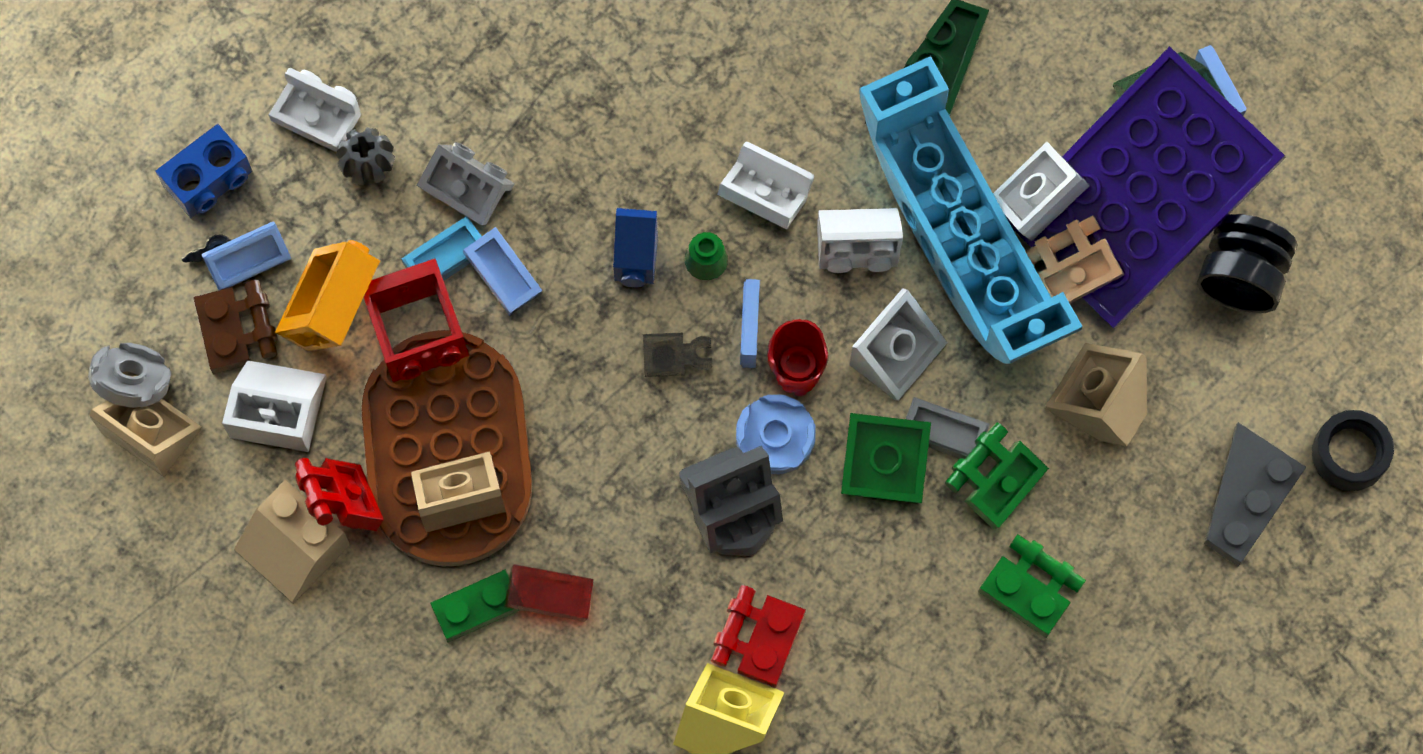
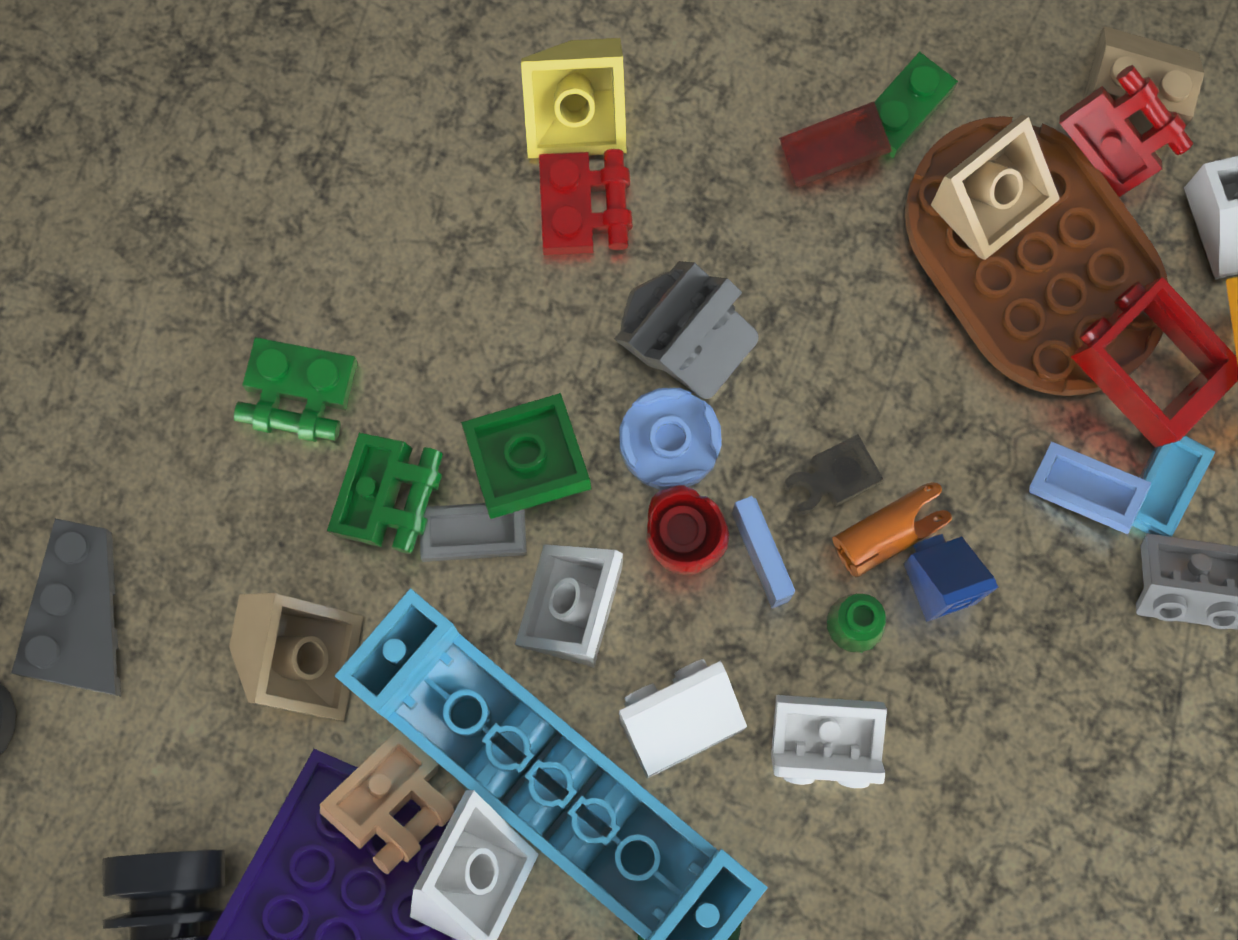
camera: 155 degrees right, 5 degrees up
(653, 301) = (889, 531): none -> orange piece

